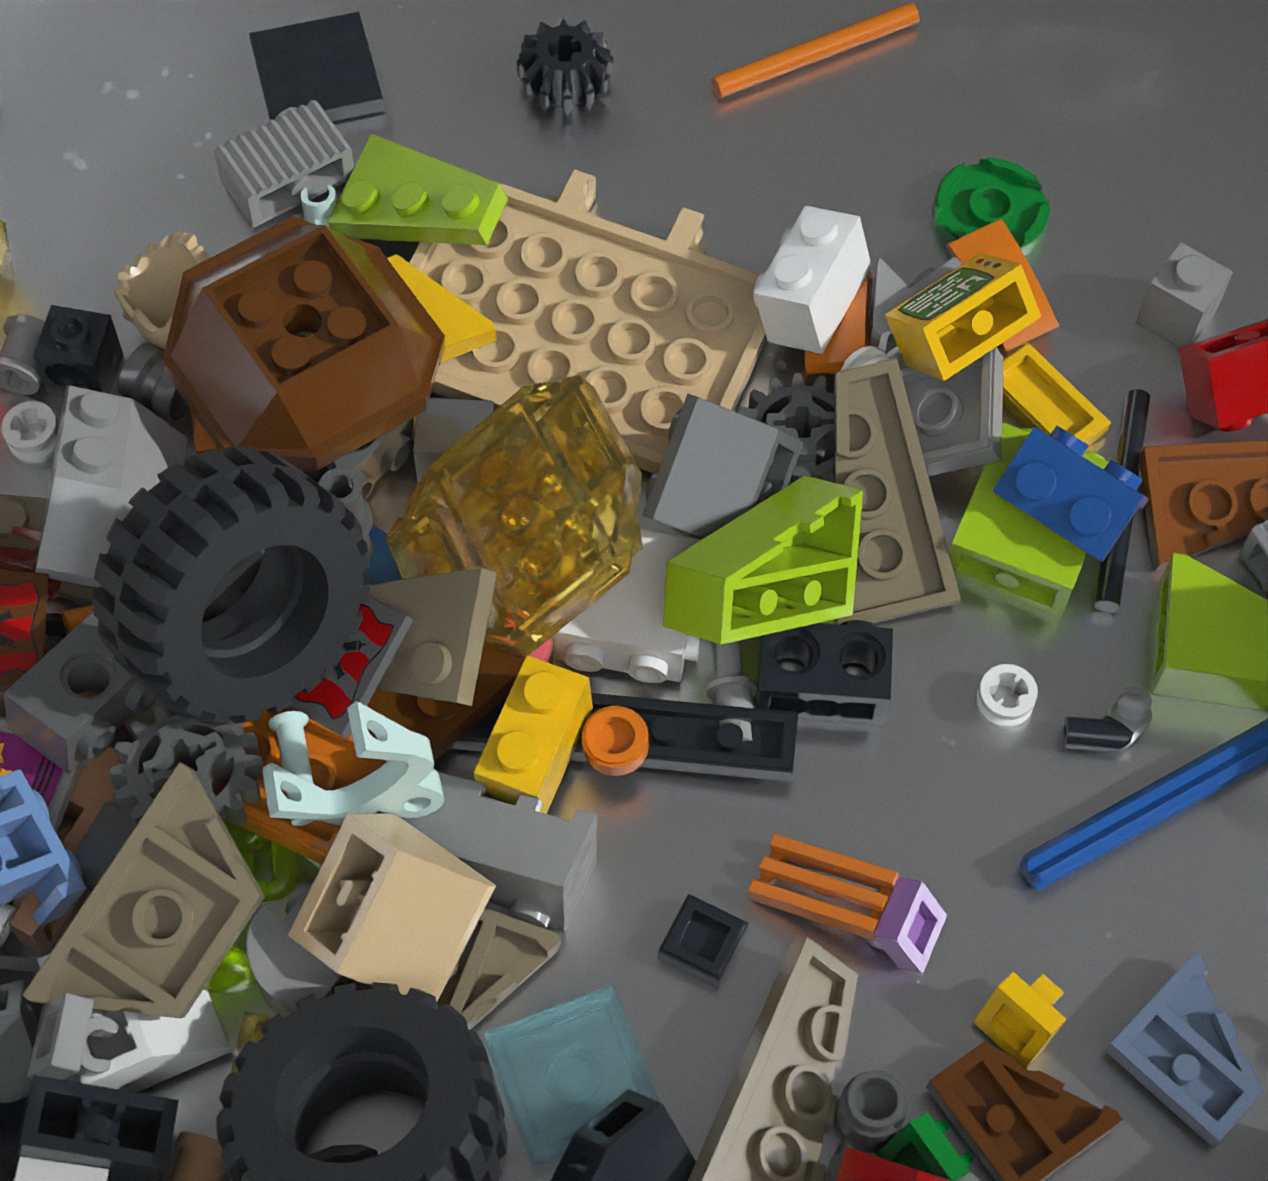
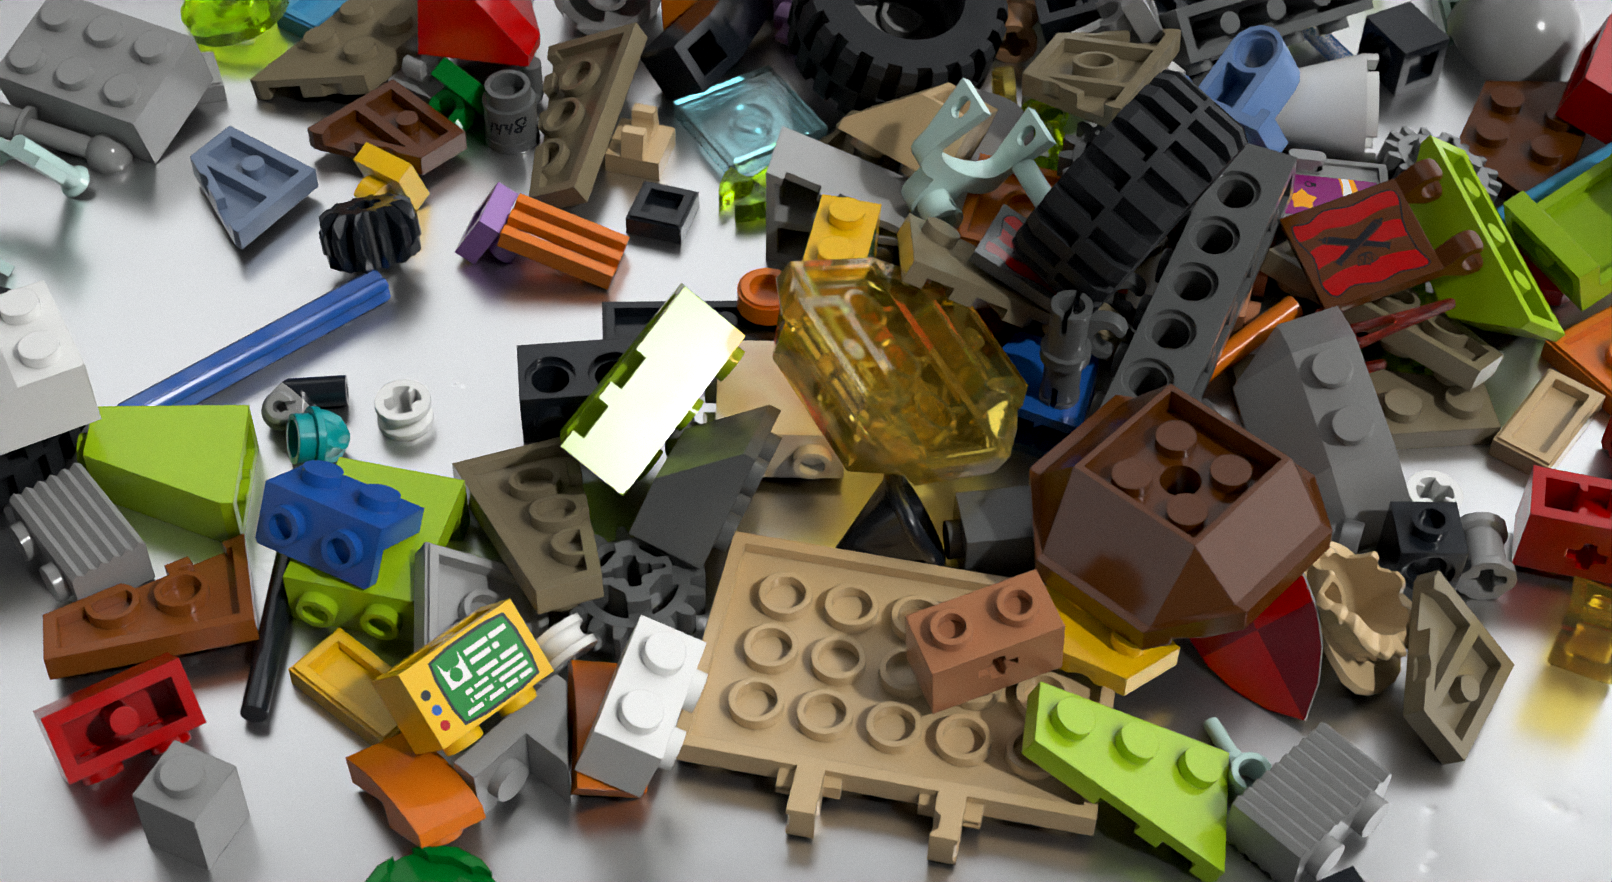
camera: 170 degrees right, 15 degrees down
(115, 240) = (1450, 670): none -> dark tan wing
(513, 276) = (984, 641): none -> nougat brick
(581, 964) = (749, 189): none -> clear neon green bar
(711, 1048) = (640, 145): none -> tan tile
(1064, 924) = (370, 233): none -> black gear
(1092, 661) = (316, 436): none -> teal plate

